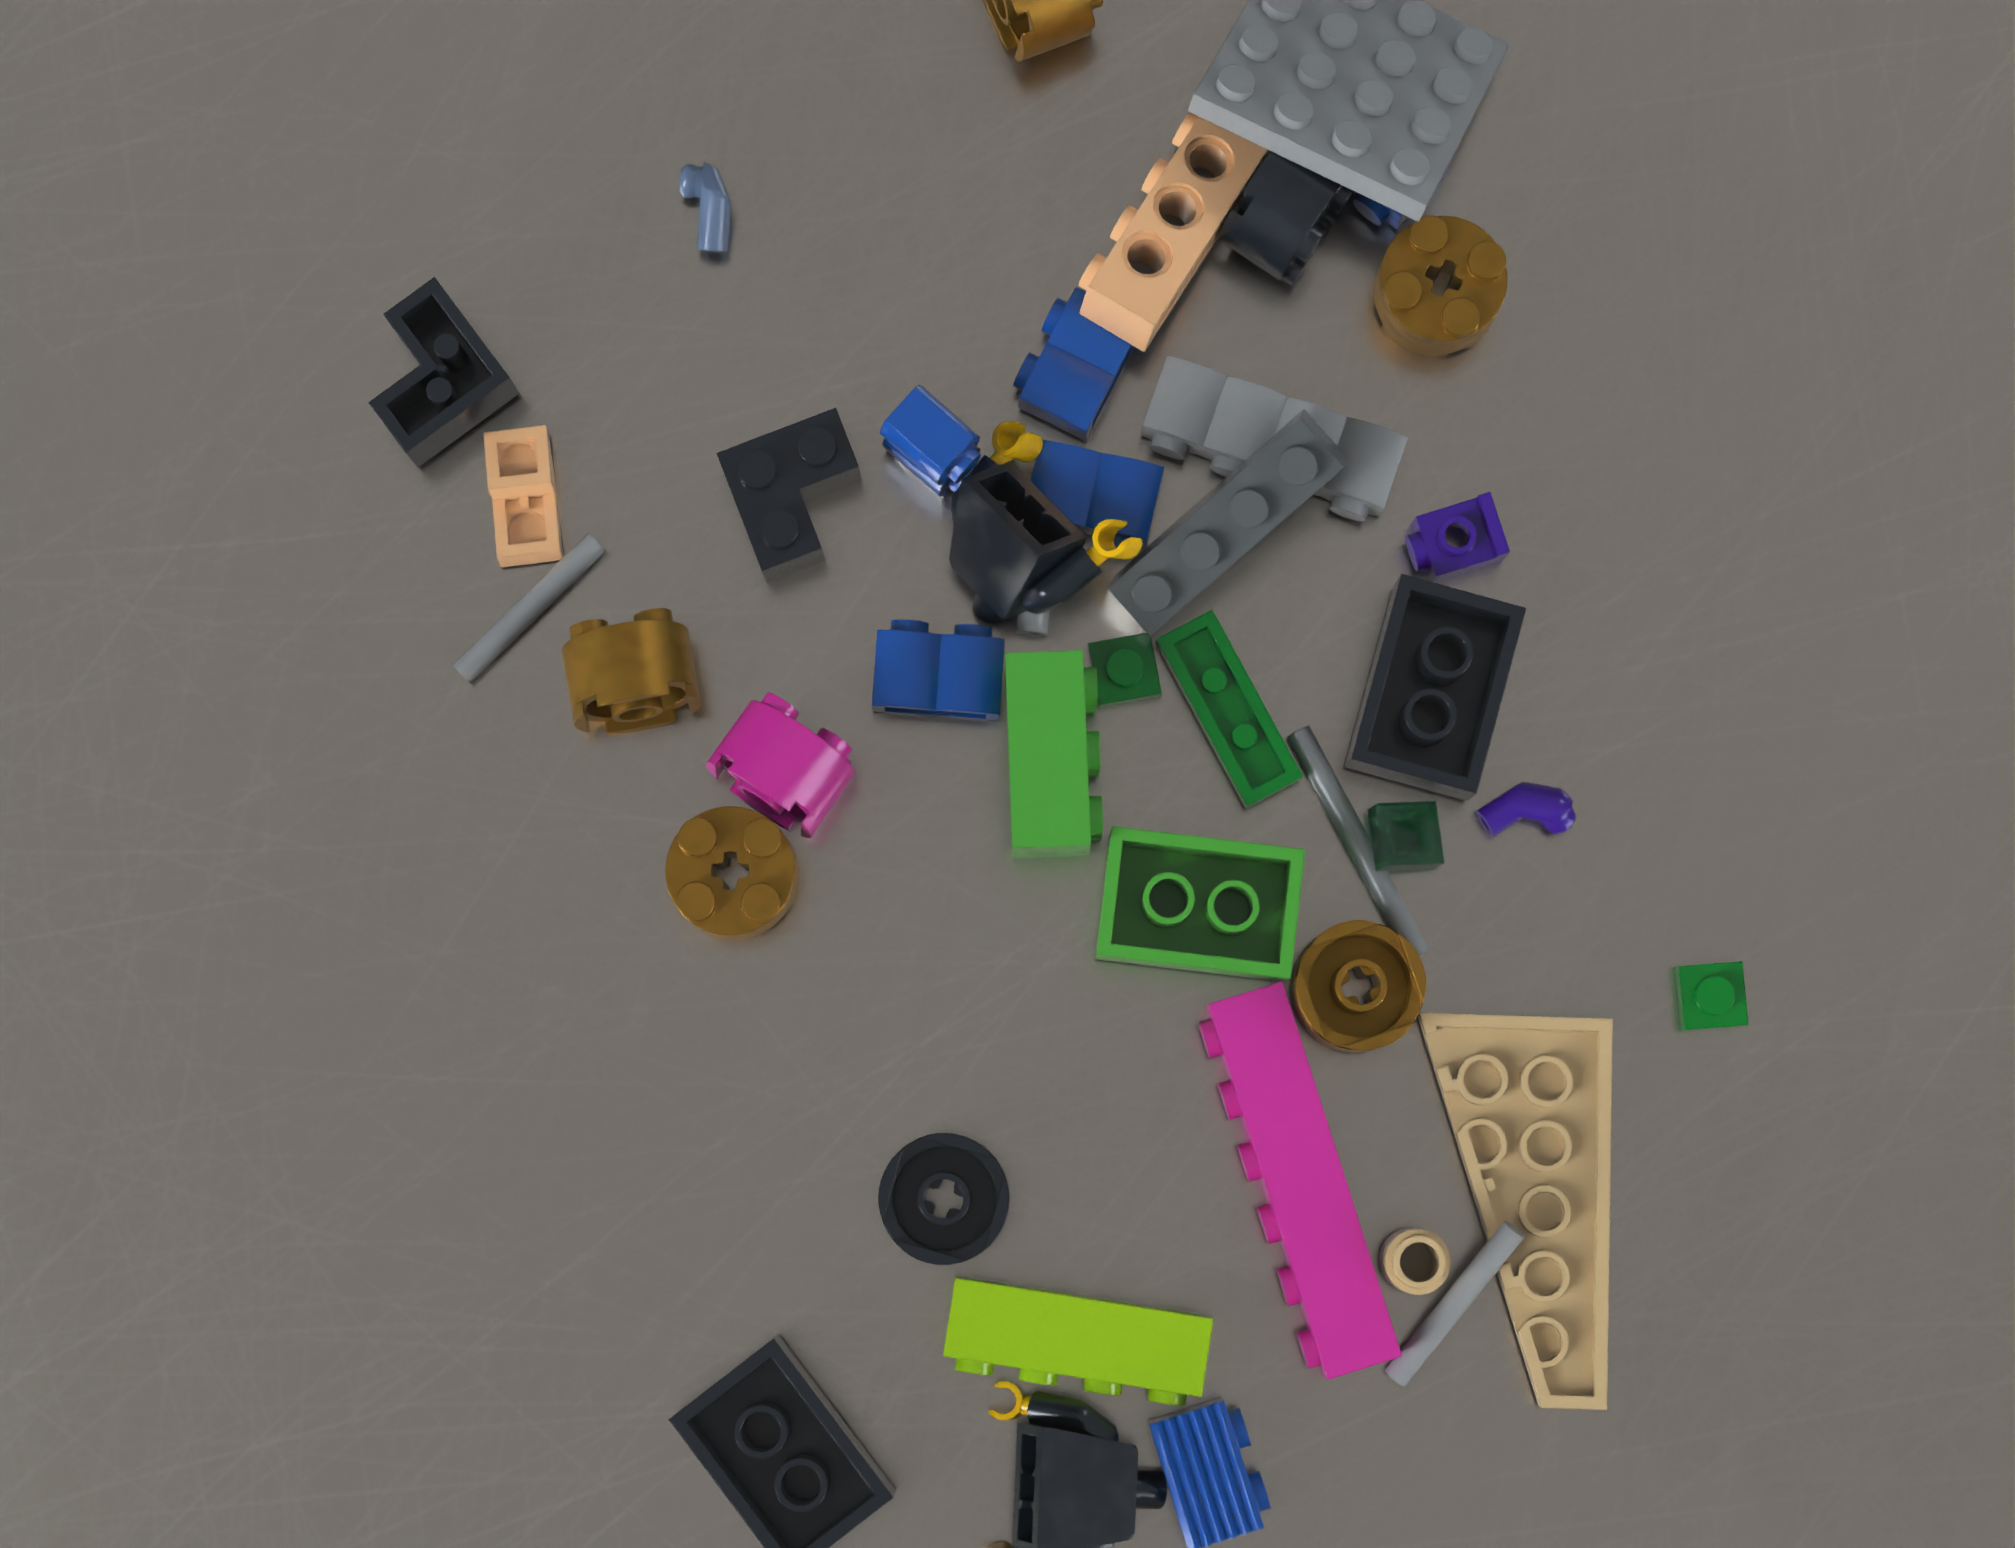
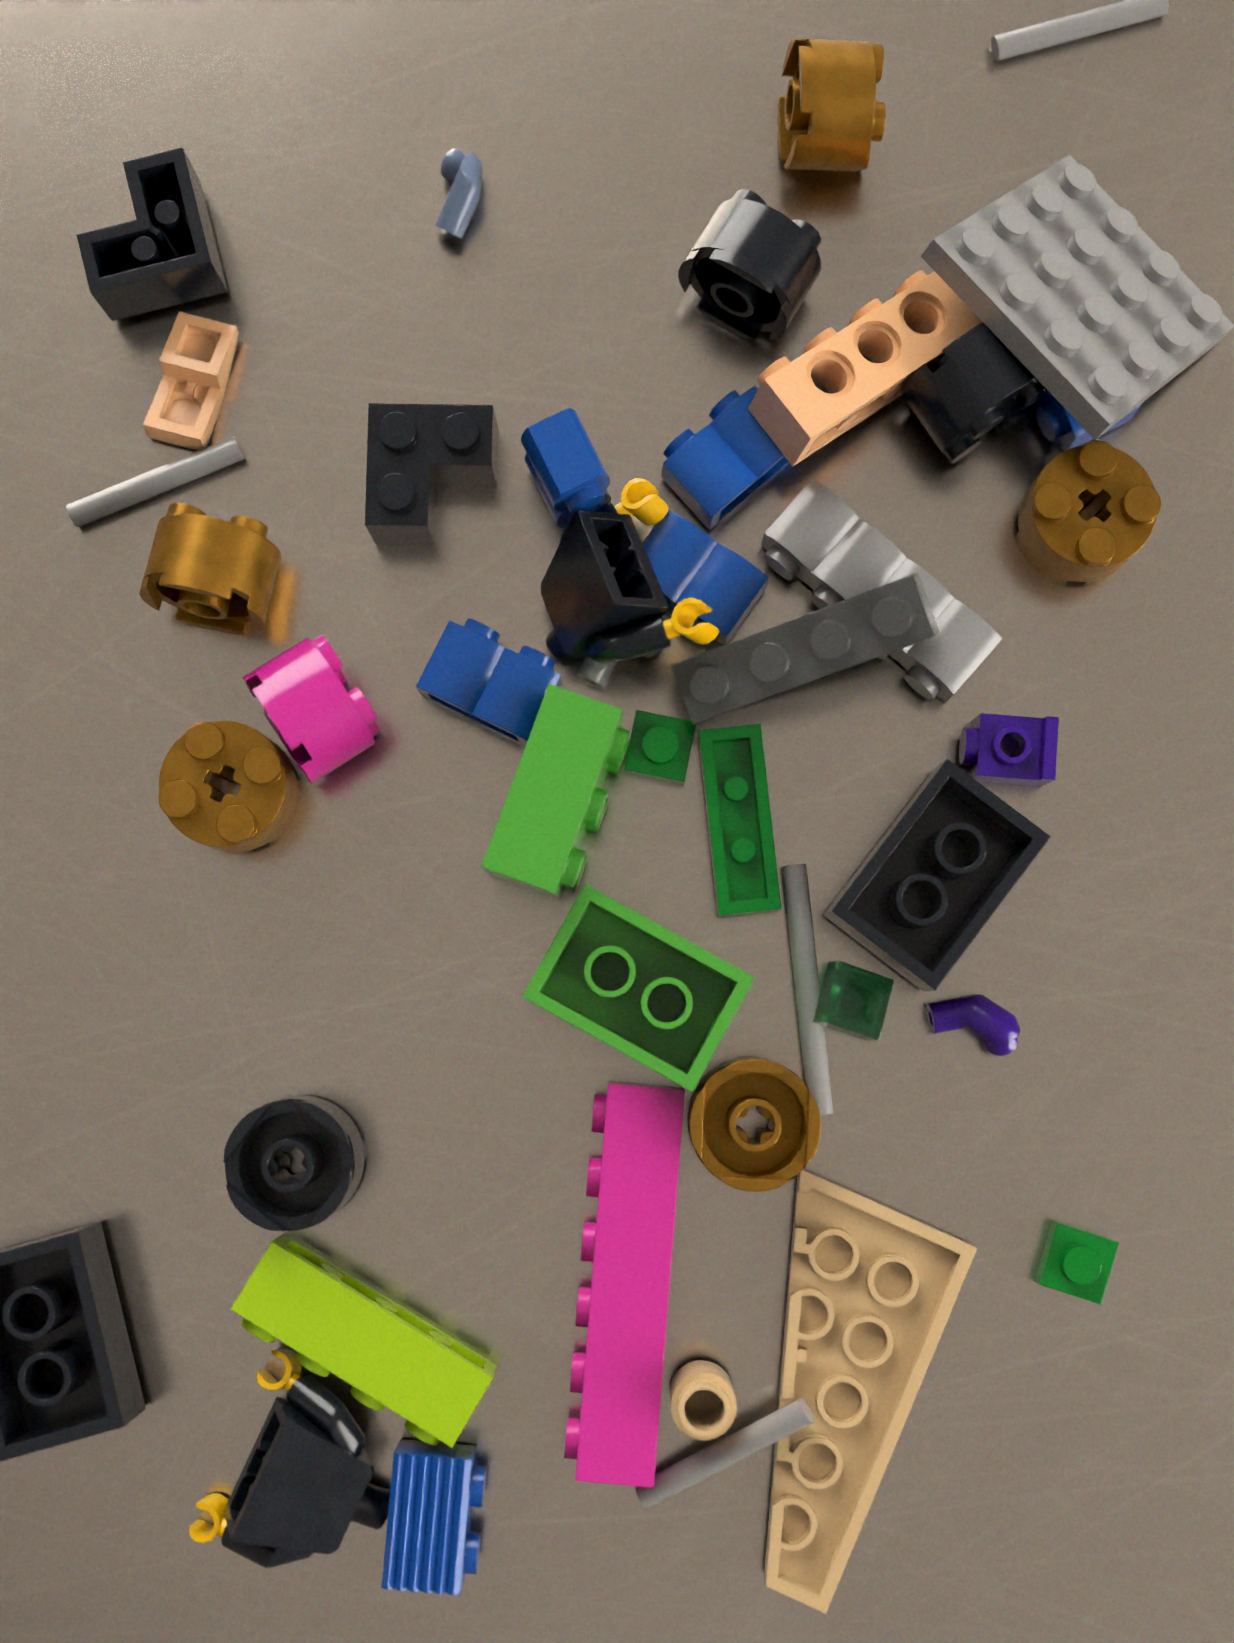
camera: 25 degrees right, 0 degrees up
(1026, 174) = (751, 266): none -> black brick

